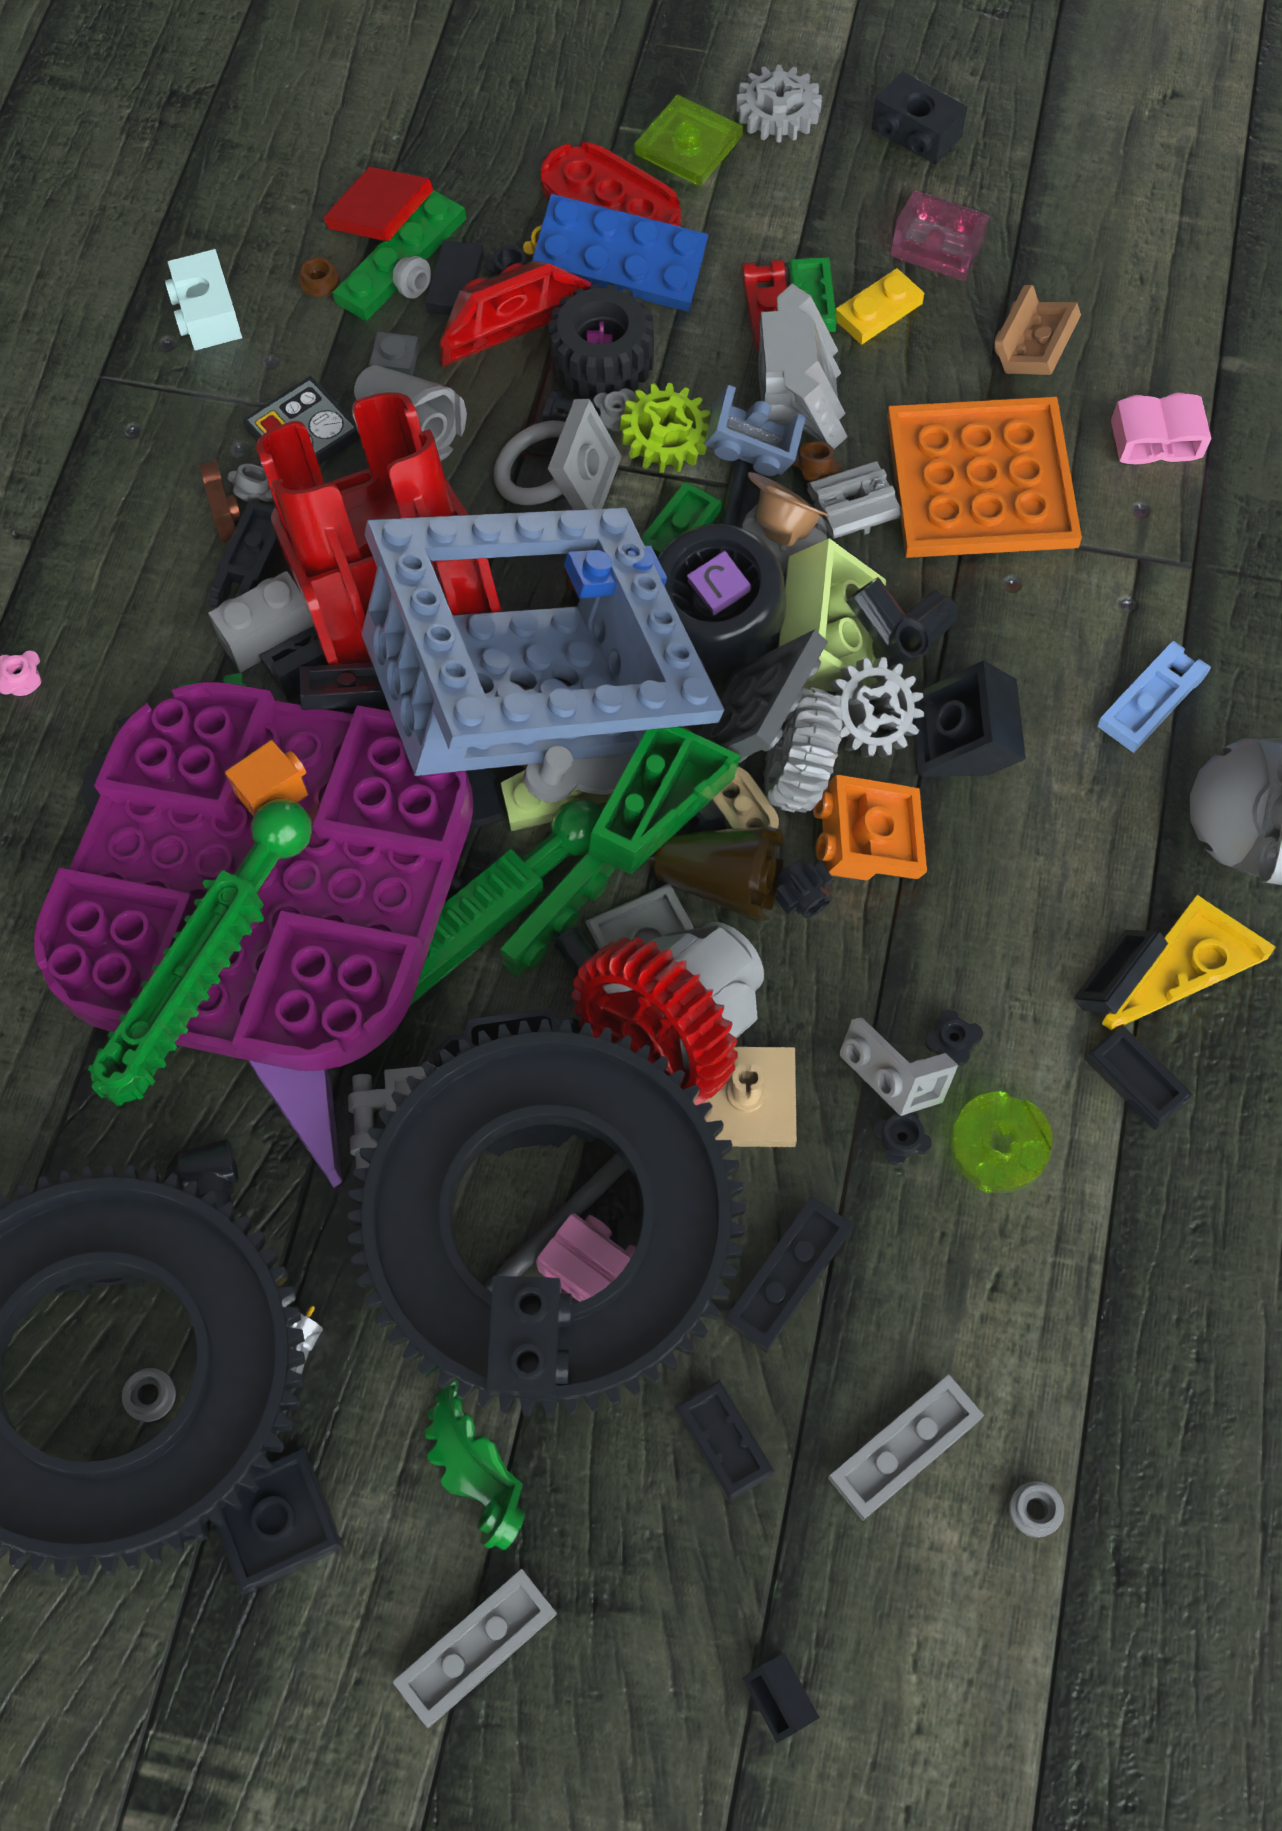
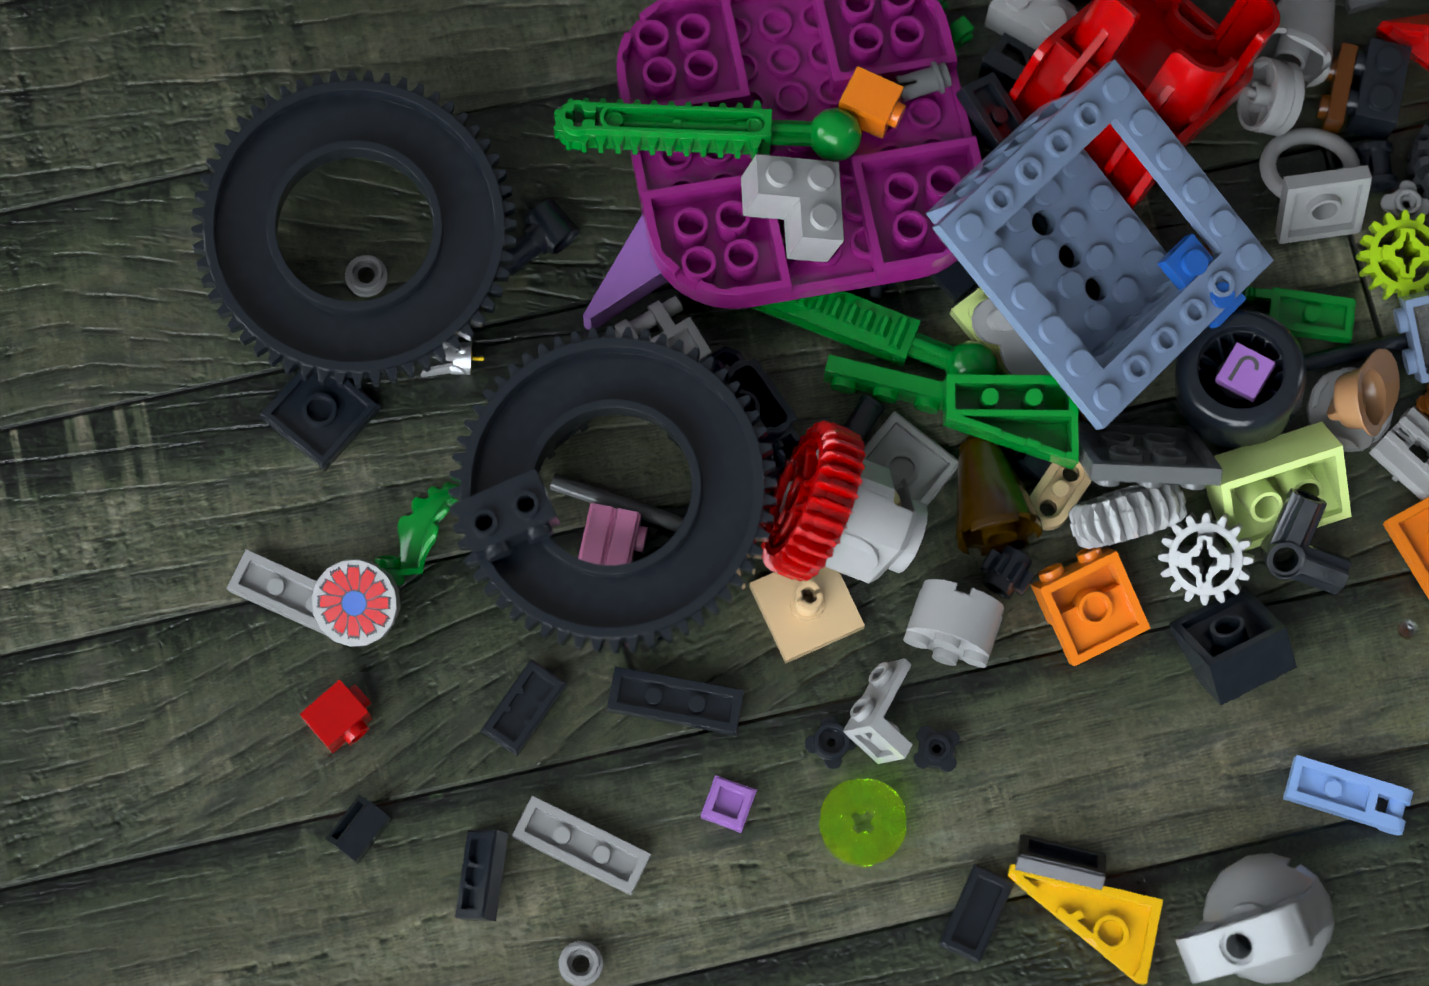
camera: 60 degrees right, 10 degrees up
(275, 721) = (924, 81): none -> dark grey pin
(335, 881) = (801, 194): none -> light grey brick
(458, 458) = (1272, 97): none -> light grey wheel
(483, 411) = (1334, 104): none -> reddish brown plate
(498, 378) = (1377, 89): none -> black brick
(522, 1574) = (355, 602): none -> tile
(640, 1659) = (338, 716): none -> red brick
(838, 955) = (954, 623): none -> light grey brick
(895, 1575) = (481, 875): none -> black plate
(922, 1270) = (728, 804): none -> medium lavender tile

